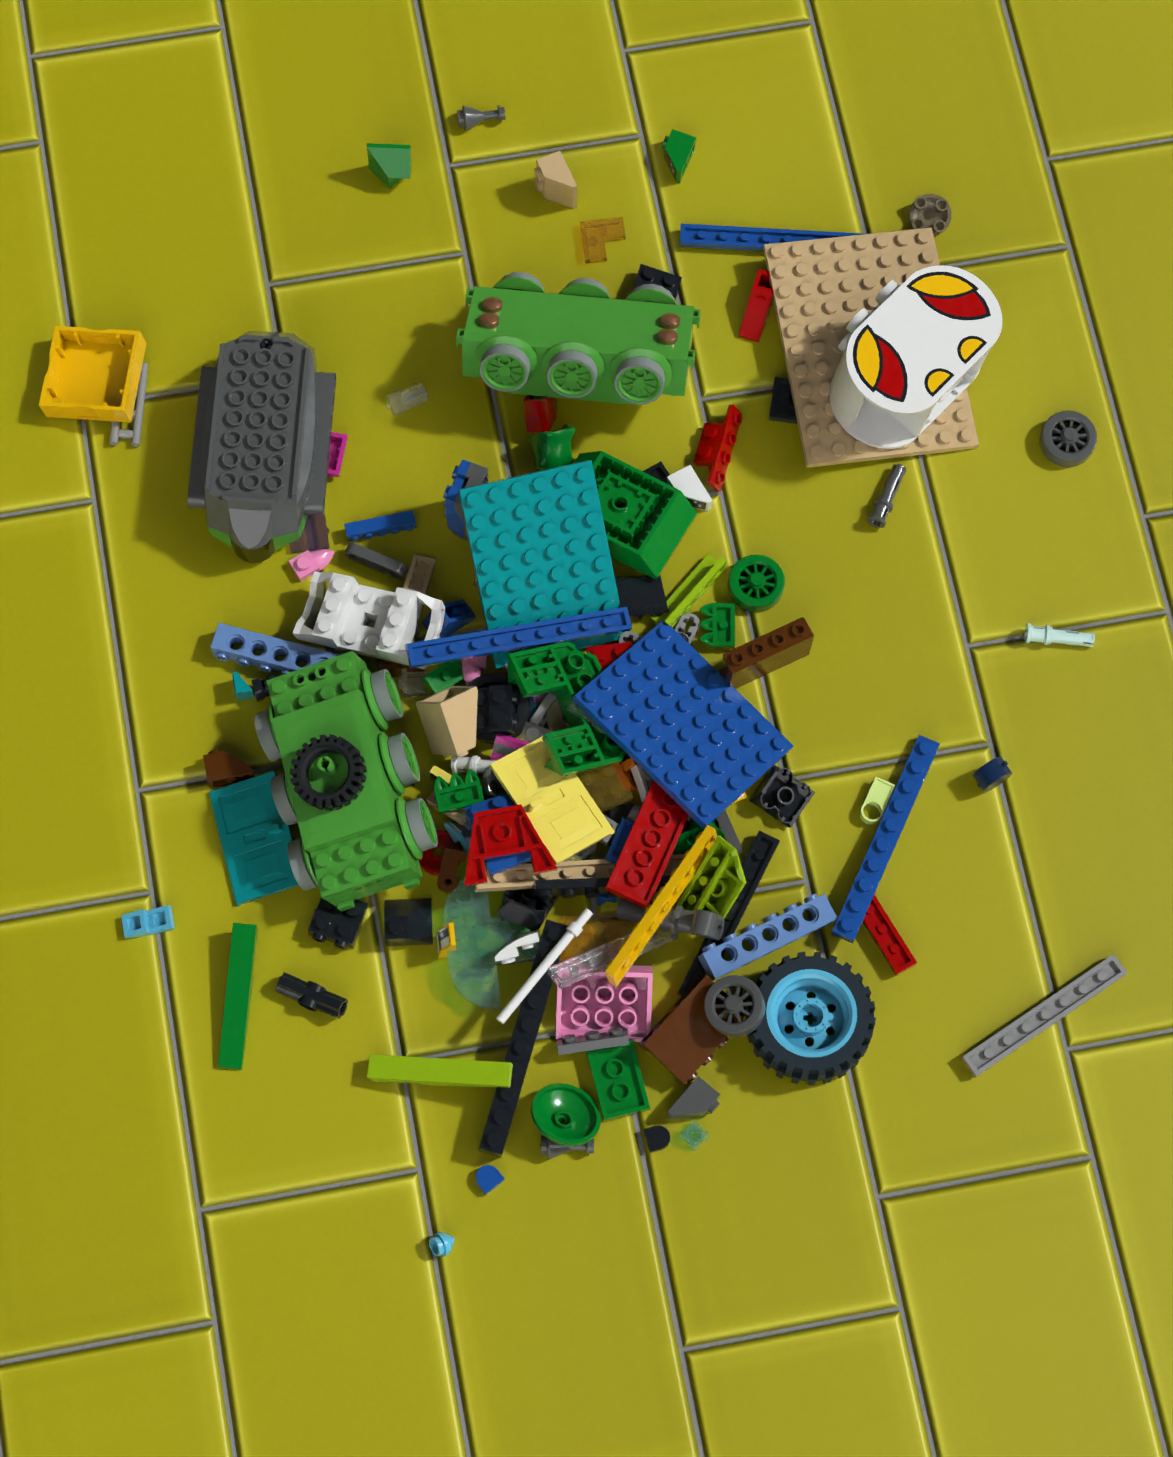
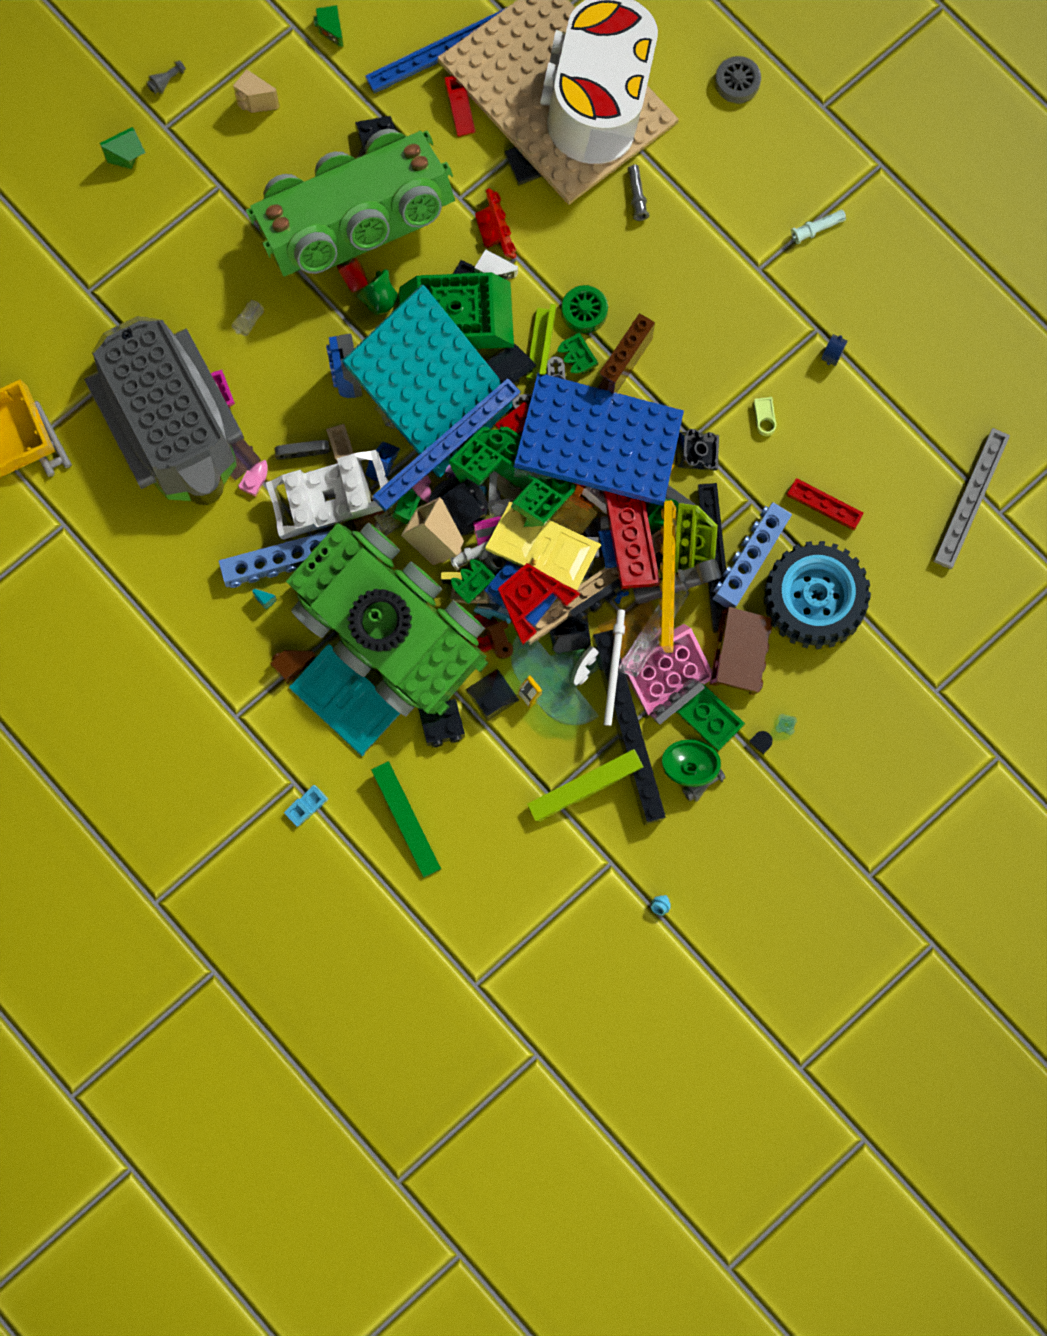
camera: 30 degrees left, 5 degrees up
(261, 688) = (281, 588): black wheel -> none
(311, 995) = (458, 787): black piece -> none
(380, 526) = (288, 422): blue piece -> none
(488, 1178) = (663, 839): blue tile -> none
(596, 233) = (307, 119): clear yellow tile -> none
(695, 1101) = (773, 699): dark grey slope -> none
(735, 1006) = (763, 617): dark grey wheel -> none
(885, 839) = (789, 439): blue plate -> none

